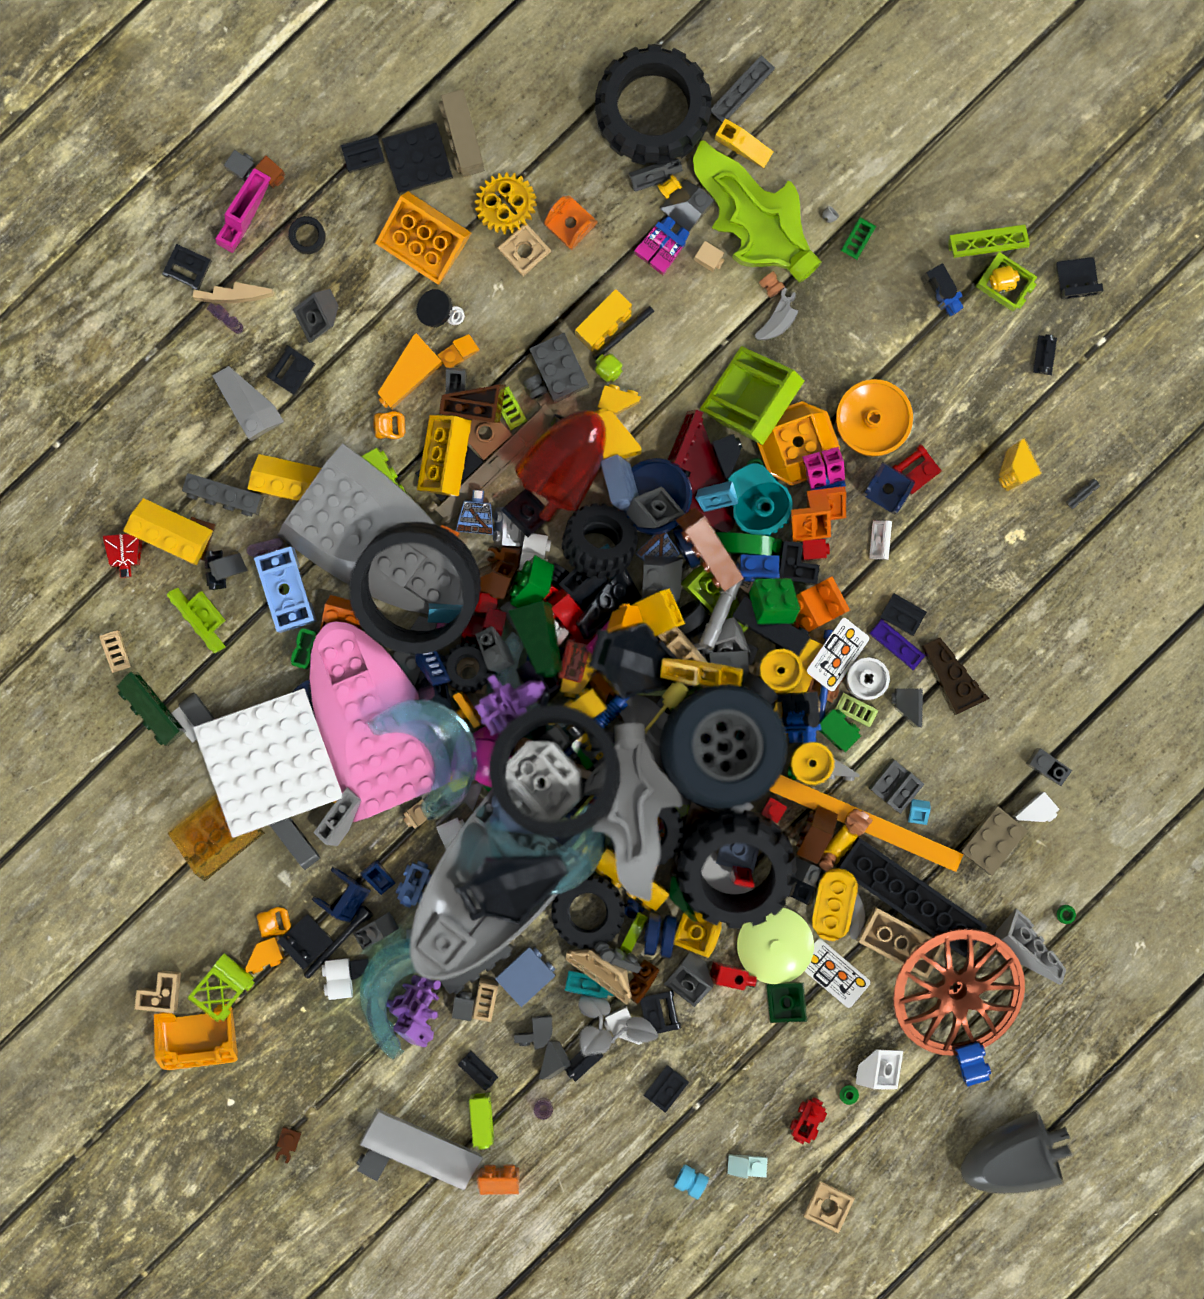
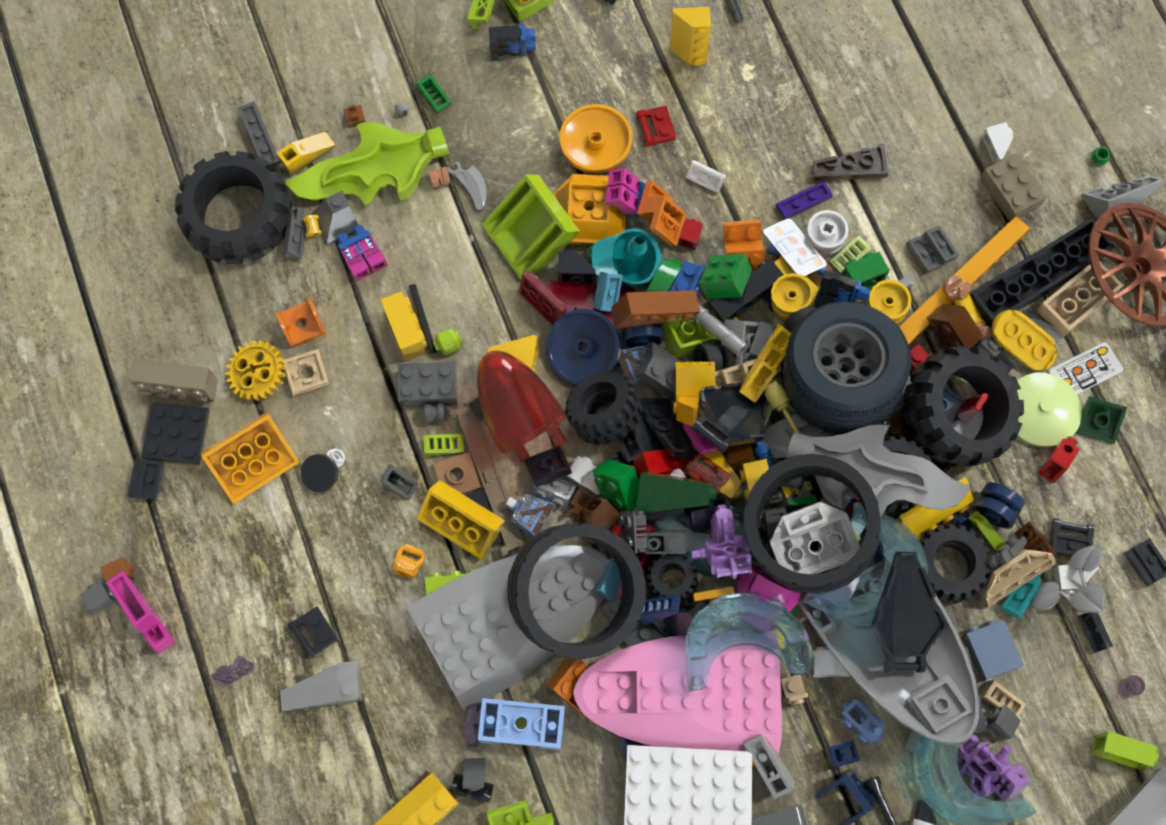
camera: 60 degrees left, 15 degrees down
(189, 261) = (161, 686): black plate -> none
(220, 493) = (400, 749): dark grey brick -> none
(239, 293) = (217, 649): tan slope -> none
(281, 477) = (413, 683): yellow slope -> none
(302, 653) = (592, 734): green brick -> none
(307, 249) = (183, 552): black tyre -> none
(317, 314) = (272, 584): dark grey slope -> none
(376, 930) = (895, 779): dark grey slope -> none
(409, 372) = (366, 517): light orange slope -> none
(458, 351) = (370, 470): light orange slope -> none
(475, 404) = (426, 469): reddish brown wedge -> none
(478, 1071) = (1071, 736): black hinge -> none
(492, 612) = (628, 523): none -> dark grey hinge
(541, 1032) = (1054, 658): dark grey brick -> none
(554, 1061) = (1087, 655): dark grey slope -> none
(617, 400) = (478, 345): yellow slope -> none
(619, 481) = (560, 368): sand blue brick -> none
(654, 509) = (596, 347): dark grey slope -> none
(678, 899) = (974, 471): dark green slope -> none
(691, 979) = (1049, 496): dark grey slope -> none
(697, 936) = (1007, 471): yellow slope -> none
(709, 257) = (390, 217): tan brick -> none
(791, 566) = (698, 253): black brick -> none
(802, 172) = (354, 115): none -> dark orange tile
(890, 501) = (671, 141): dark blue hose -> none
(903, 614) = (779, 184): black plate -> none
(909, 704) = (866, 206): dark grey slope -> none
(919, 811) = (963, 240): medium azure slope -> none
(1048, 766) = (963, 118): dark grey slope -> none

